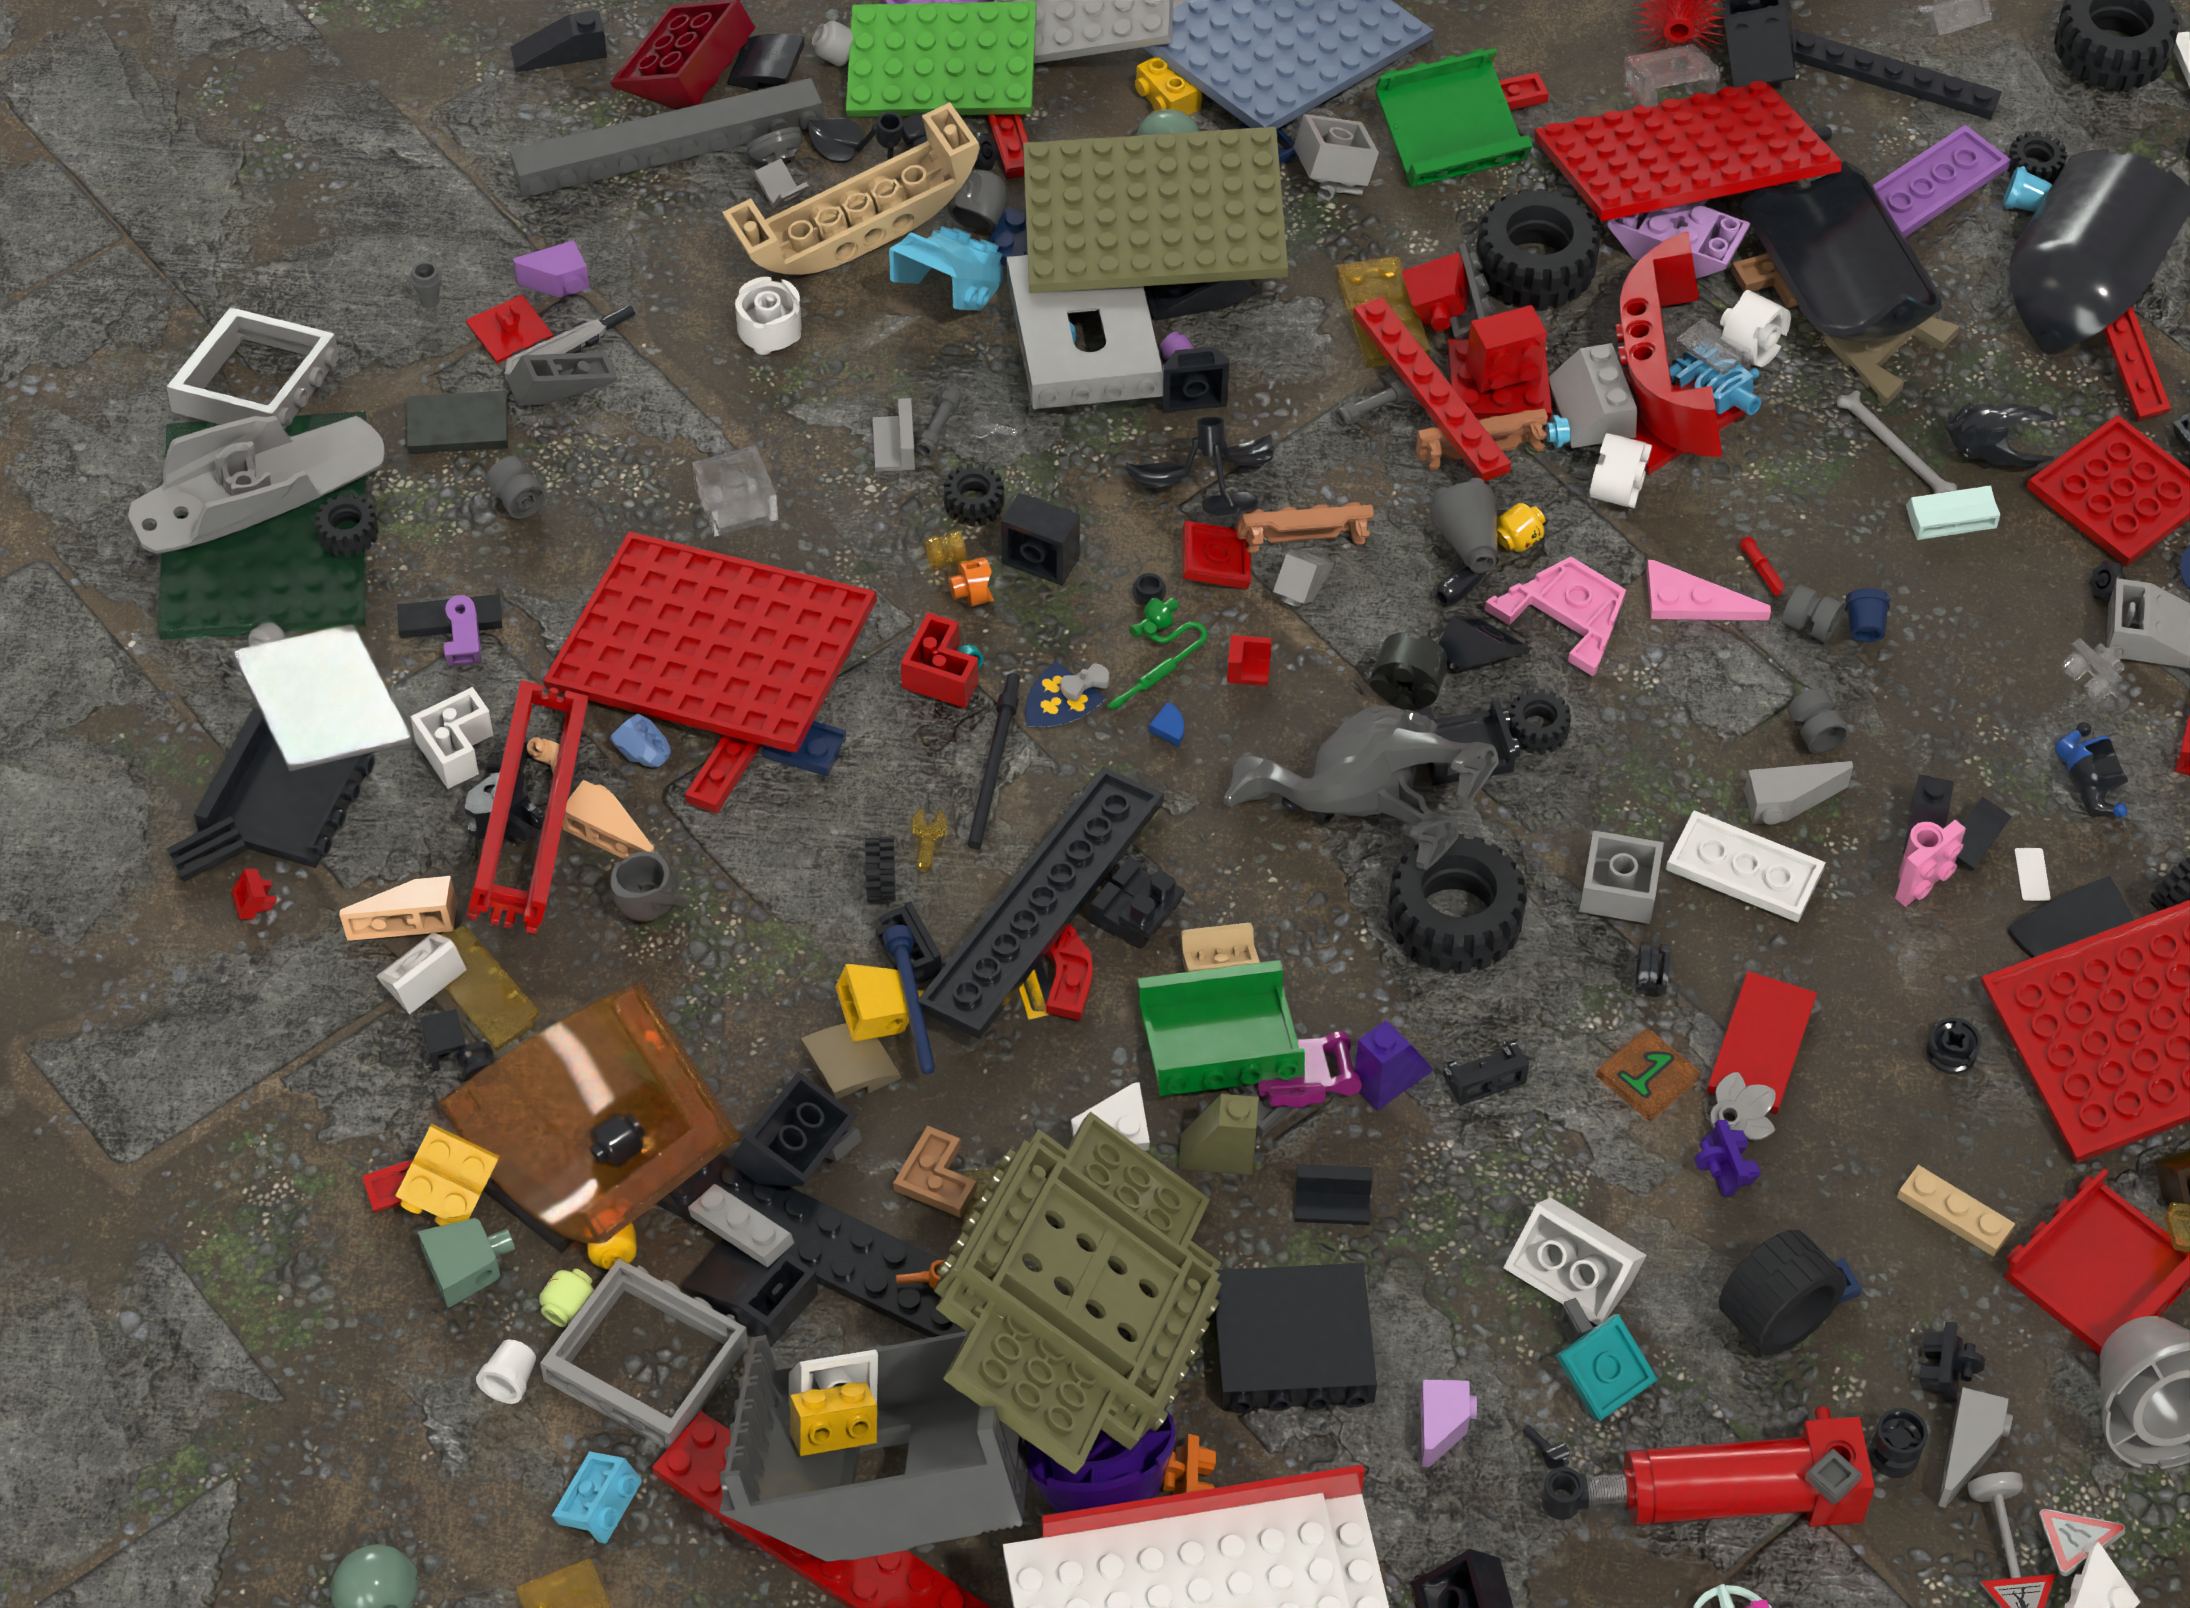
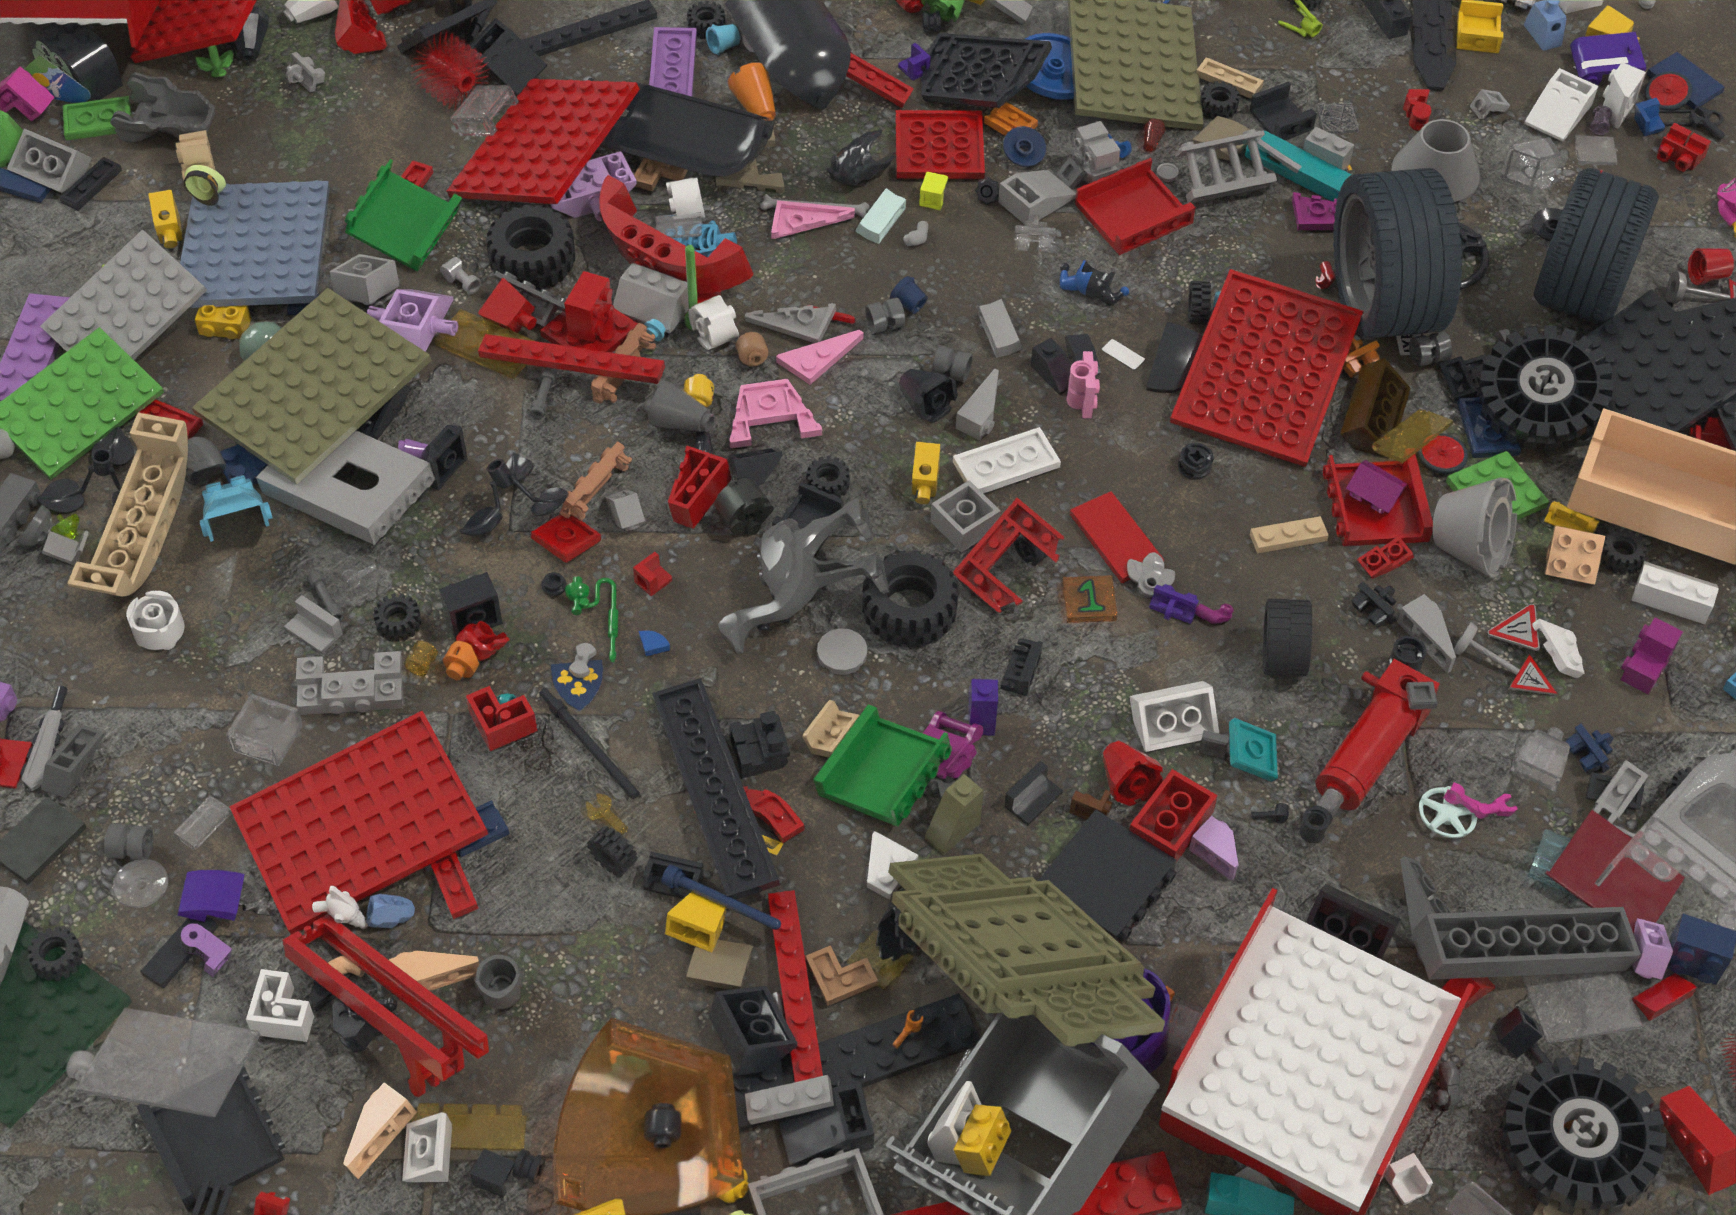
camera: 50 degrees left, 0 degrees up
(483, 531) = (139, 874): none -> clear dish
(523, 593) = (211, 894): none -> dark purple slope
(595, 527) = (202, 822): none -> clear tile
(600, 699) = (341, 908): none -> white piece
(803, 167) = (67, 527): none -> clear neon green piece
(851, 523) = (349, 690): none -> light grey bracket
(883, 1142) = (795, 986): none -> red plate
(1013, 579) = (482, 639): none -> red head
(1333, 895) = (842, 651): none -> light grey tile
(1335, 228) = (416, 315): none -> lavender slope
(1378, 1270) = (1085, 804): none -> reddish brown bracket
(1405, 606) = (697, 486): none -> red wedge
(1431, 1344) = (1174, 814): none -> red brick
(1440, 216) = (453, 270): none -> light grey leg
(1447, 1266) = (1131, 773): none -> red cone
(1626, 394) = (691, 281): none -> bright green piece
(1630, 529) = (752, 349): none -> medium nougat head
(1639, 799) = (925, 471): none -> yellow torso
(1648, 920) = (976, 565): none -> red wedge
(1717, 548) = (803, 322): none -> light grey wing
(1749, 728) = (928, 393): none -> black cone
(1756, 1212) = (1215, 616): none -> magenta arm
(1862, 441) = (800, 217): none -> bright pink wing
(1925, 731) = (999, 329): none -> light grey piece
(1966, 565) = (917, 236): none -> light grey arm
(1979, 274) = (753, 89): none -> orange cone
(2022, 1330) = (1385, 559): none -> red slope
(2041, 527) = (933, 190): none -> neon yellow panel
(2117, 1248) = (1376, 487): none -> magenta slope

